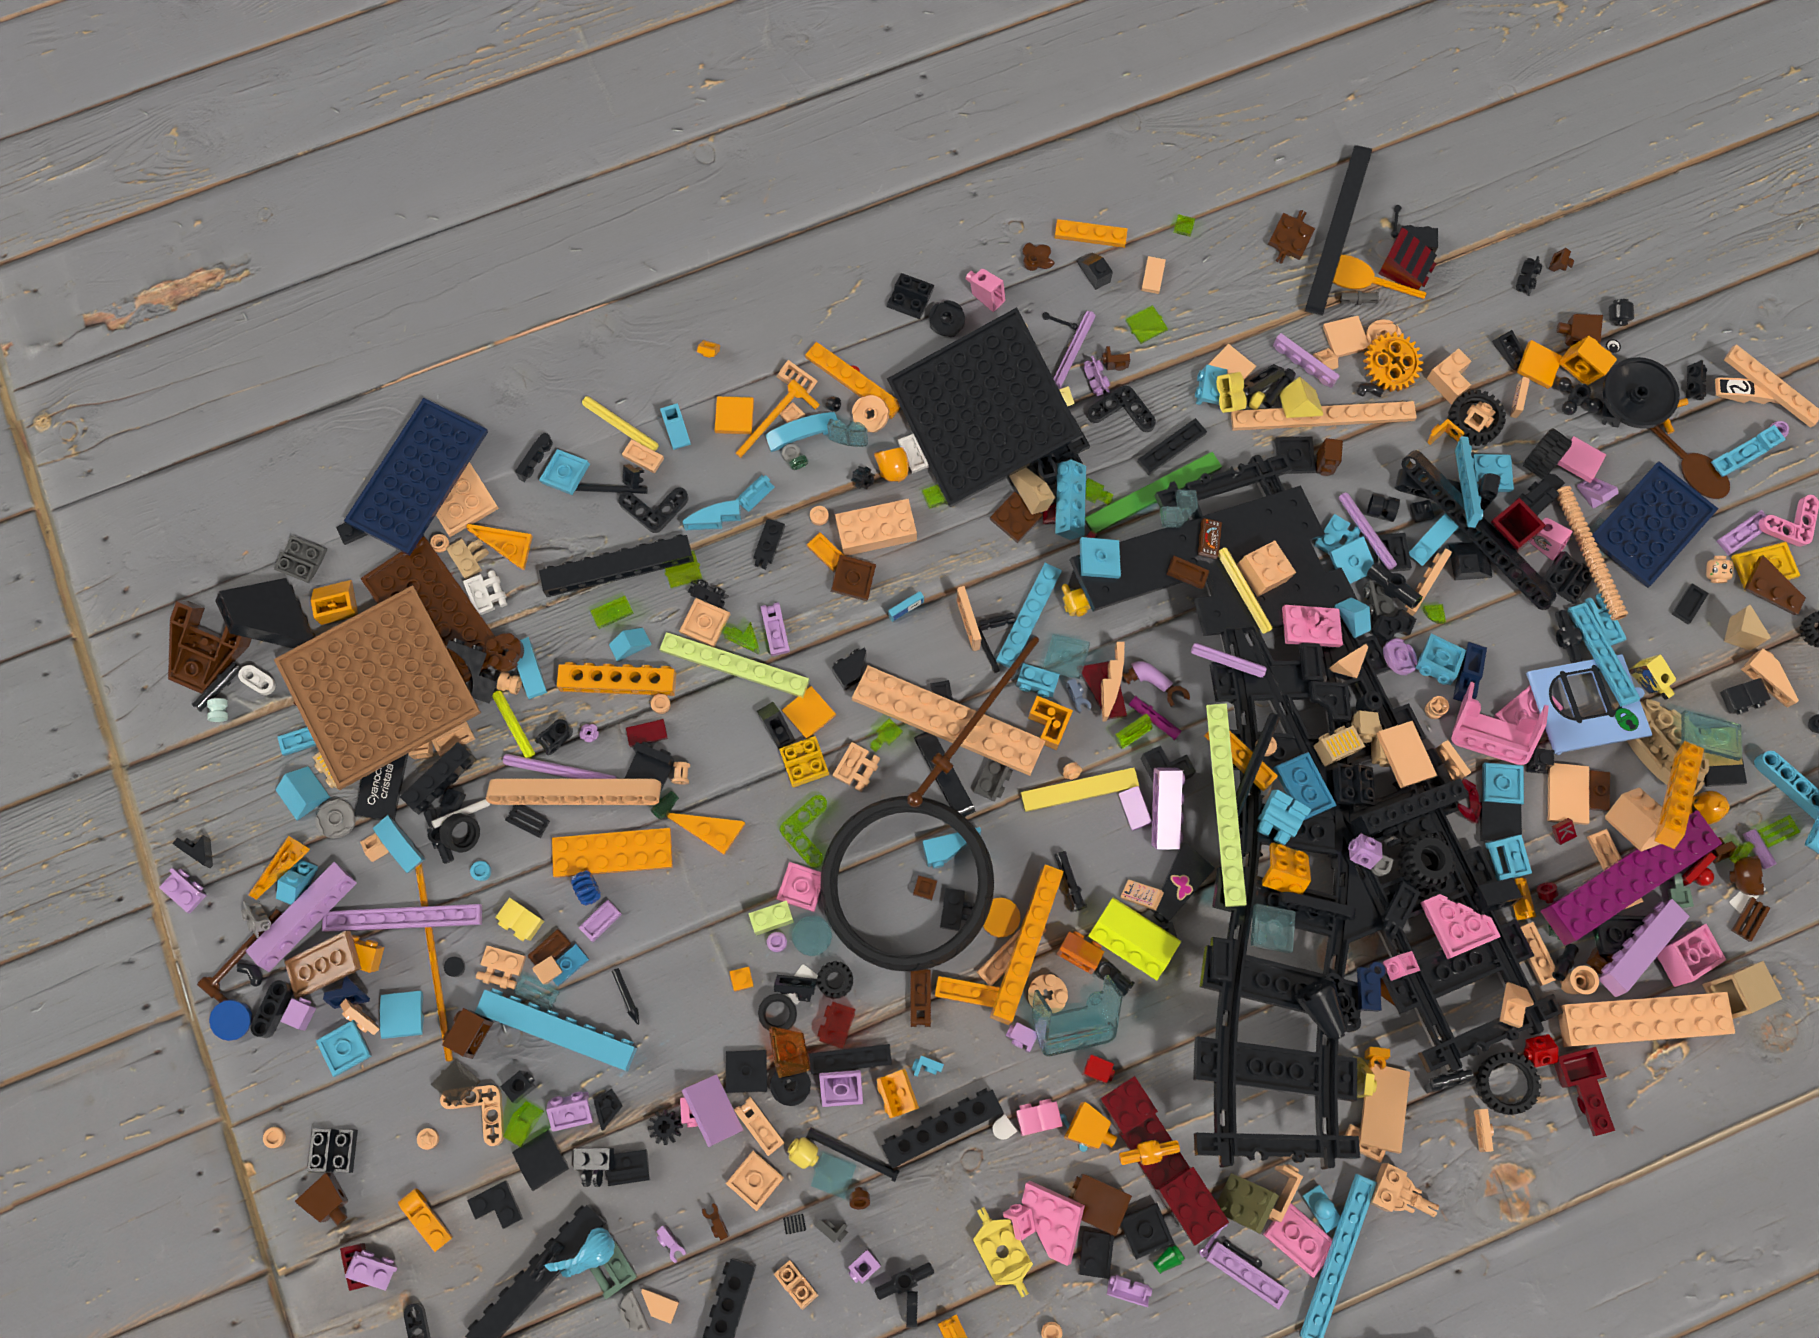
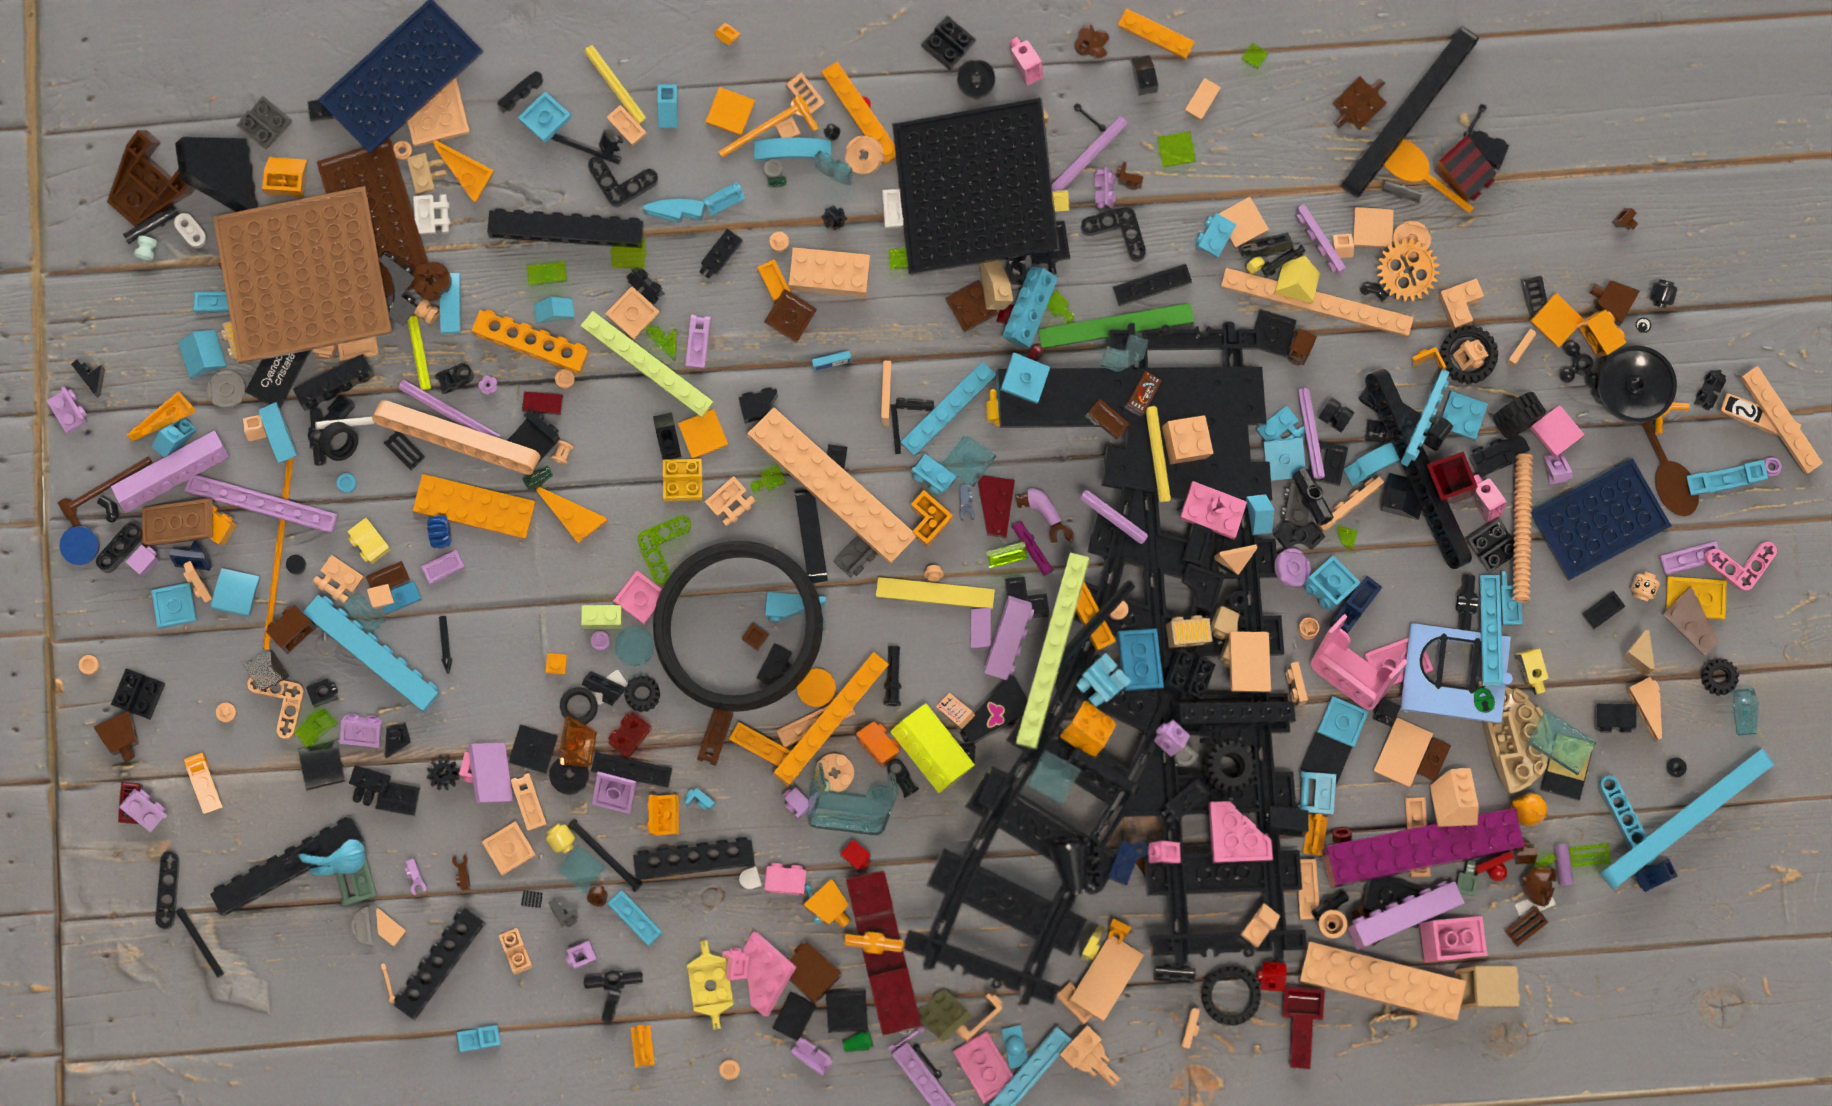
camera: 20 degrees right, 5 degrees up
(255, 918) = (127, 458): light grey hinge -> none
(499, 1199) = (272, 786): black plate -> none
(893, 464) = (868, 214): light orange piece -> none
(903, 1208) = (634, 917): none -> medium azure tile
(943, 763) = (809, 524): reddish brown bar -> none
(1111, 686) = (999, 504): light nougat slope -> none
(1231, 392) = (1229, 250): light yellow brick -> none
(1440, 769) = (1281, 683): black axle -> none
(1471, 813) = (1302, 743): dark red helmet -> none
(1528, 281) = (1593, 217): black hinge -> none
(1564, 831) = (1382, 786): dark red tile -> none
(1679, 795) = (1491, 784): light orange brick -> none

